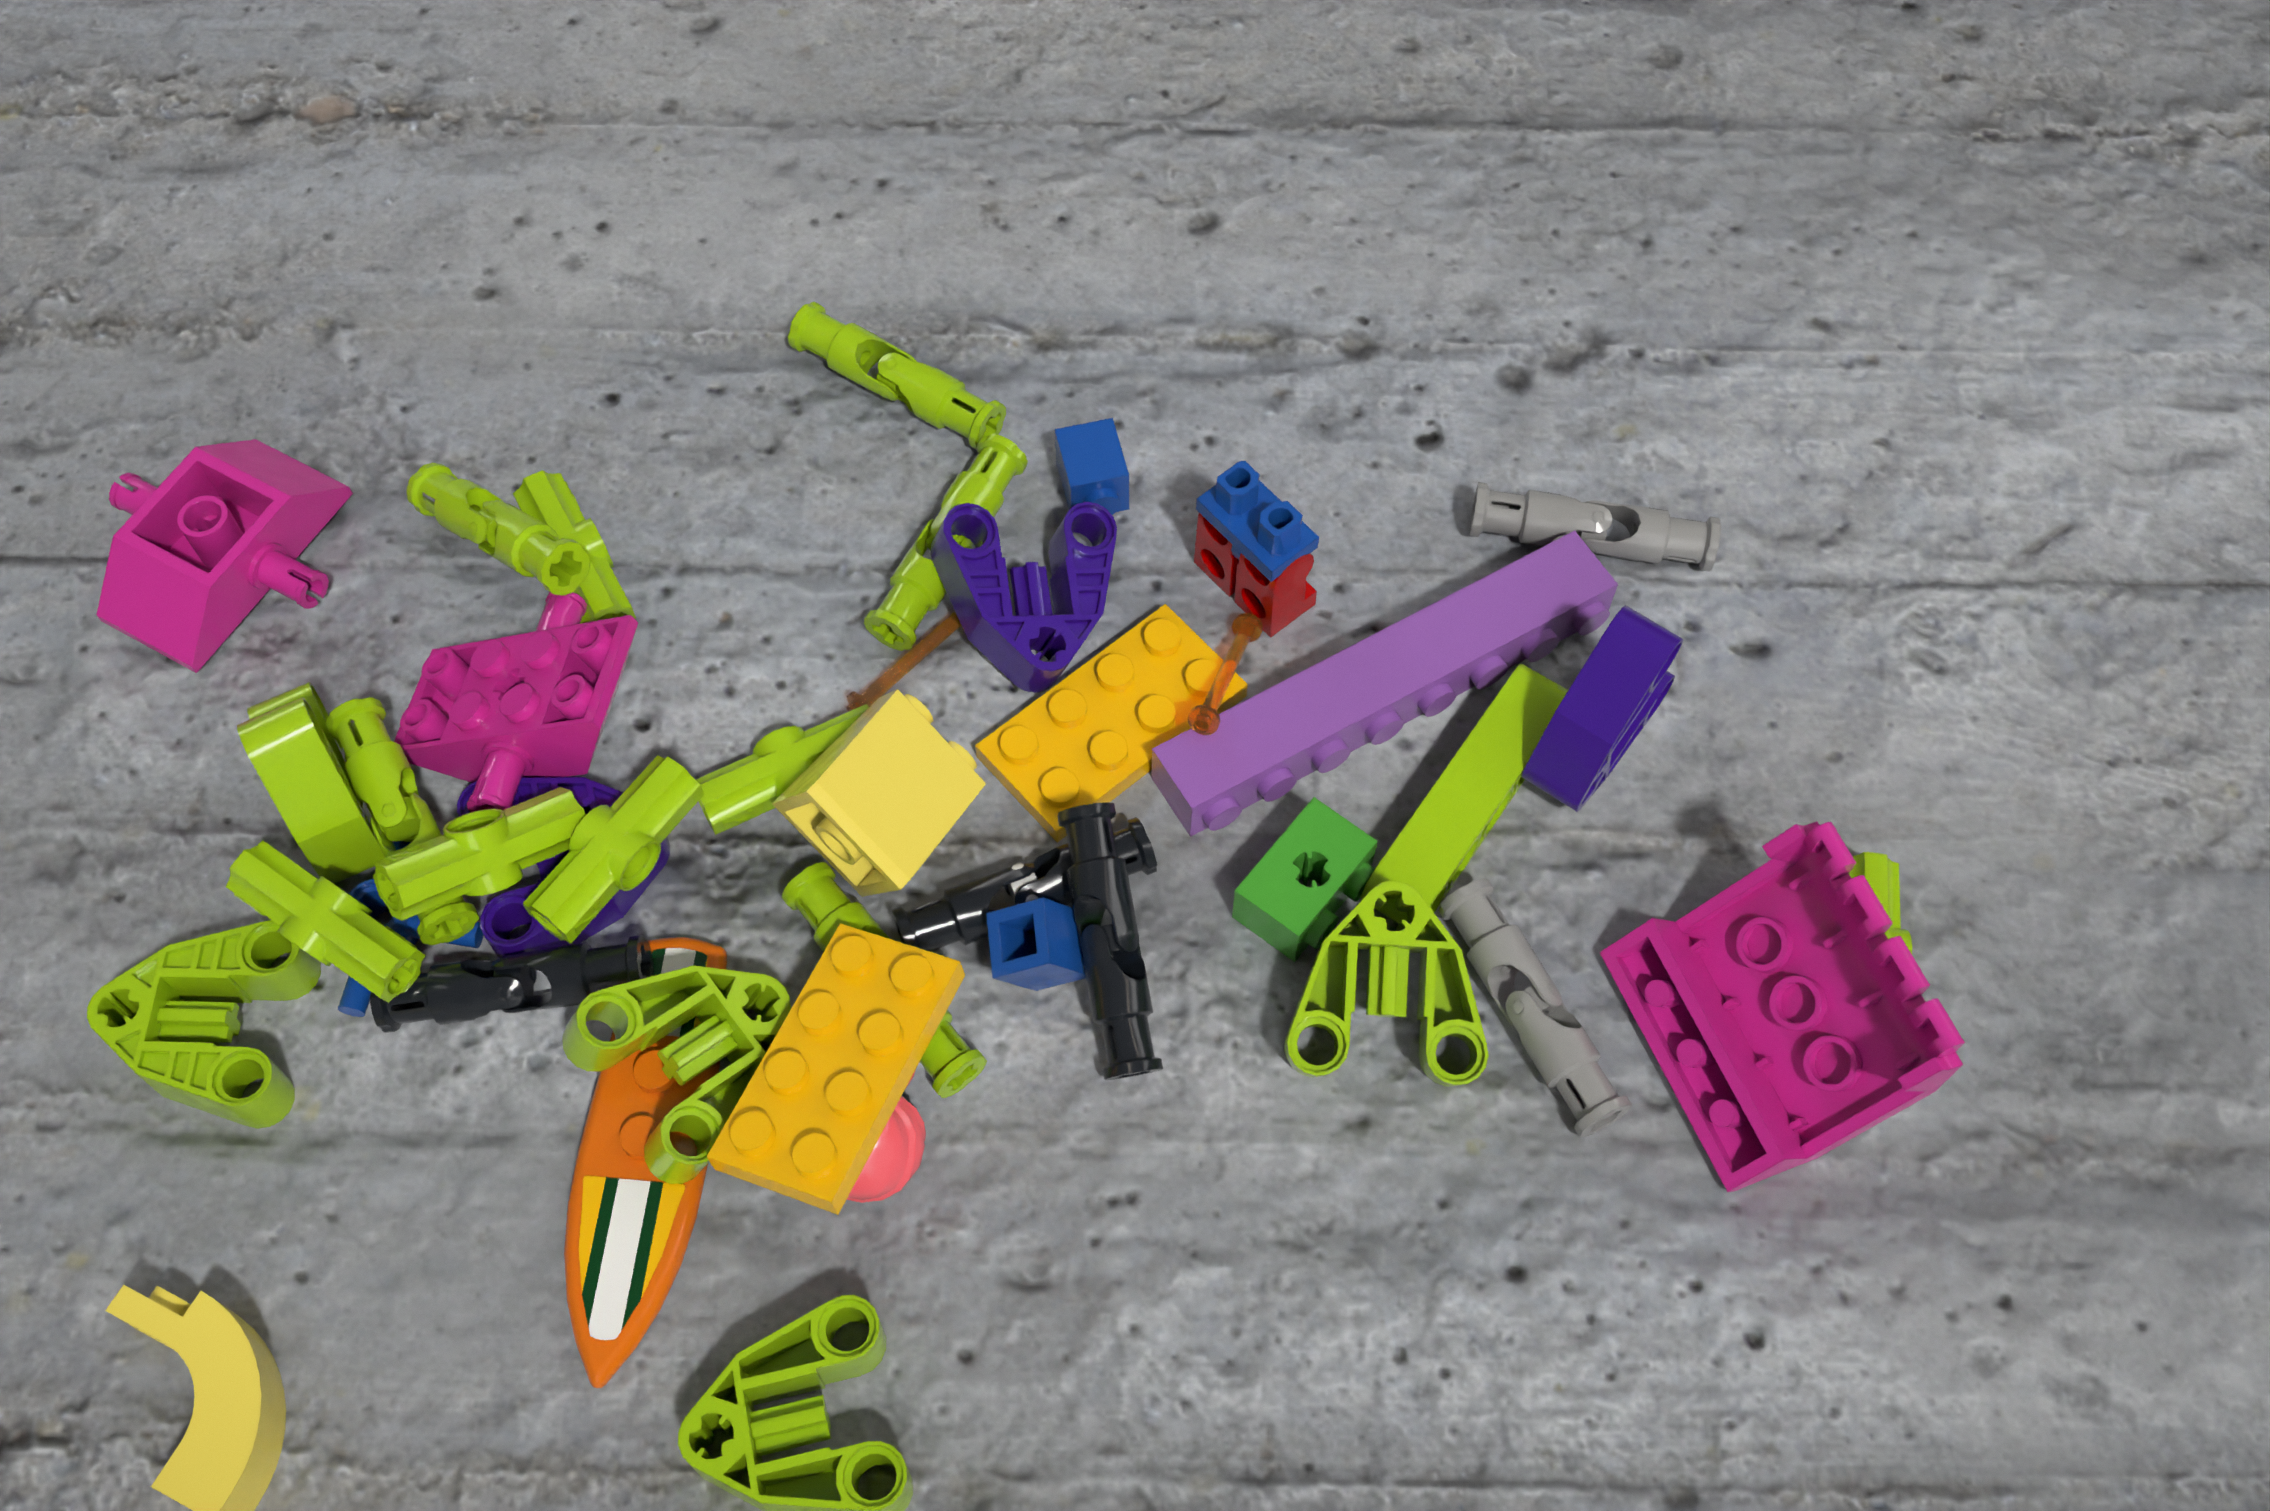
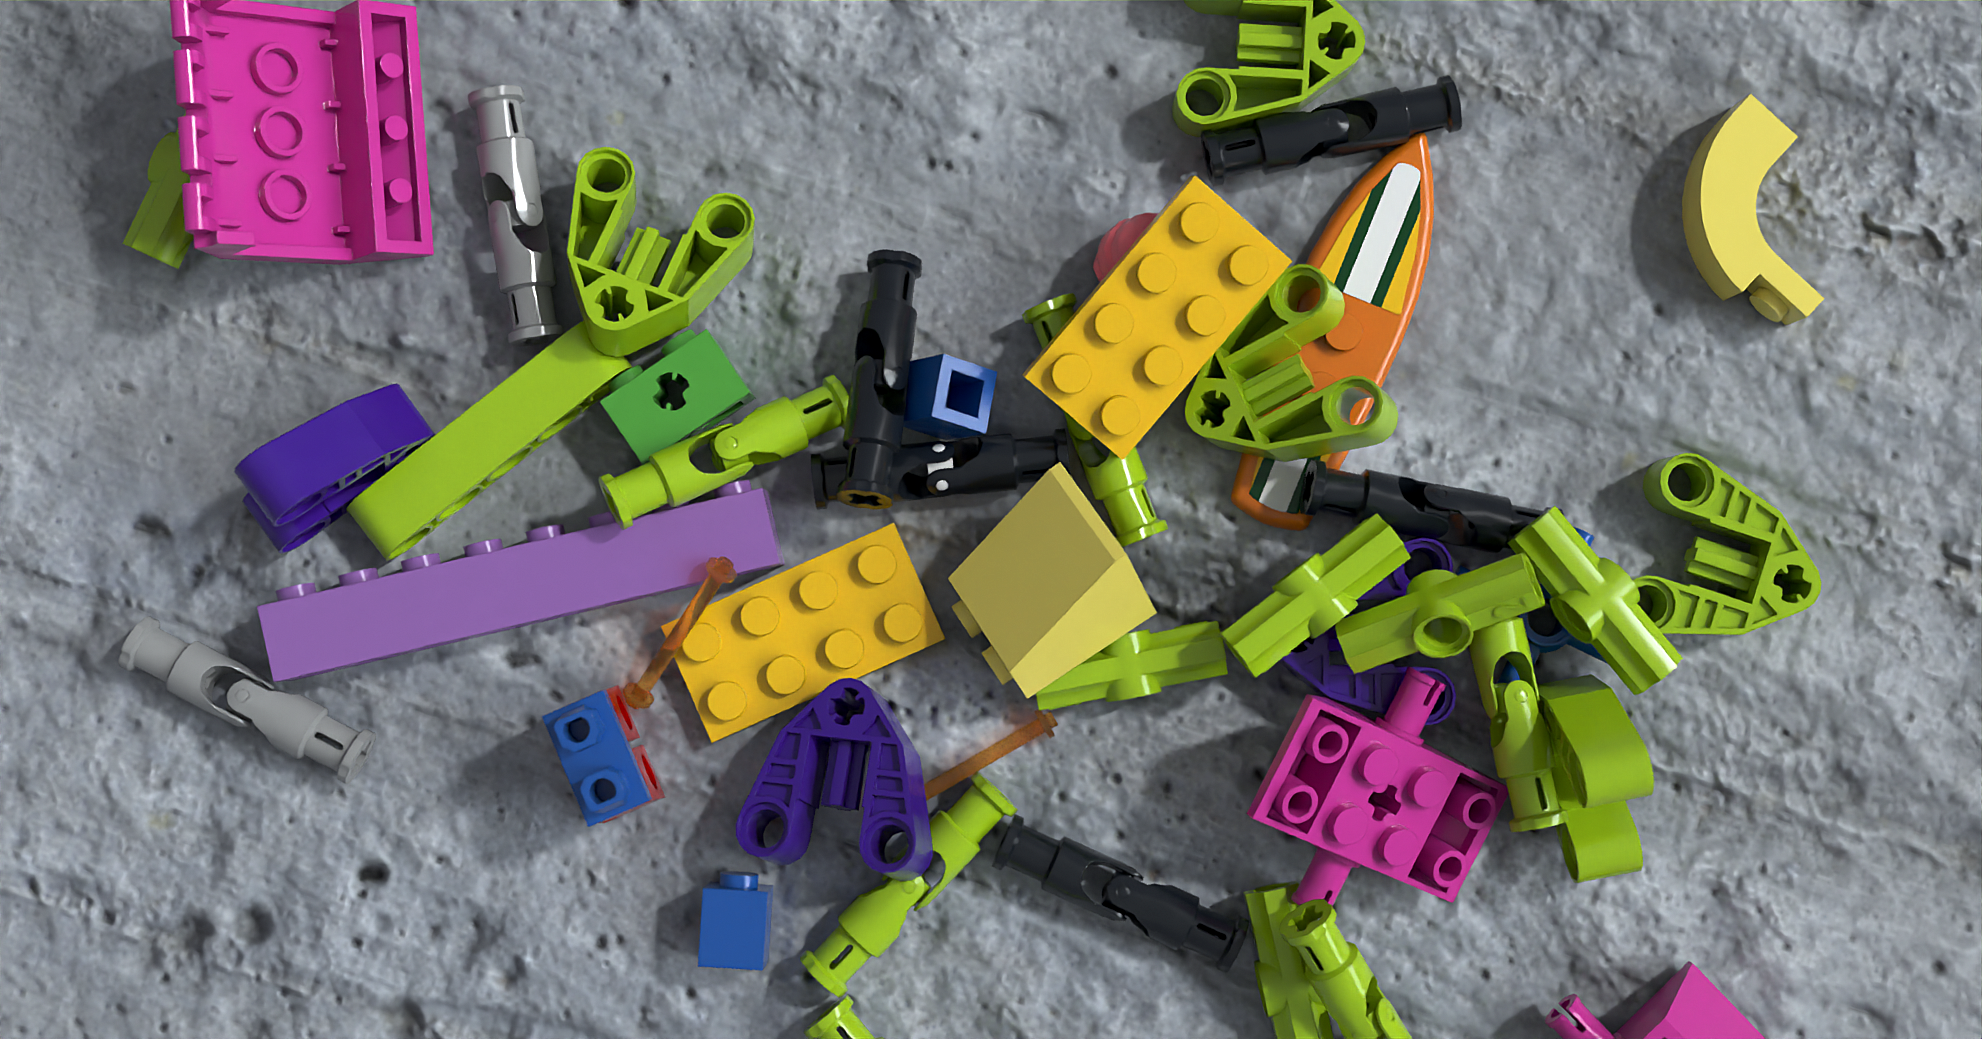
camera: 165 degrees left, 25 degrees up
(718, 580) = (1158, 910): none -> black piece
(743, 1319) = (1295, 138): none -> black piece
(1205, 863) = (761, 438): none -> lime piece

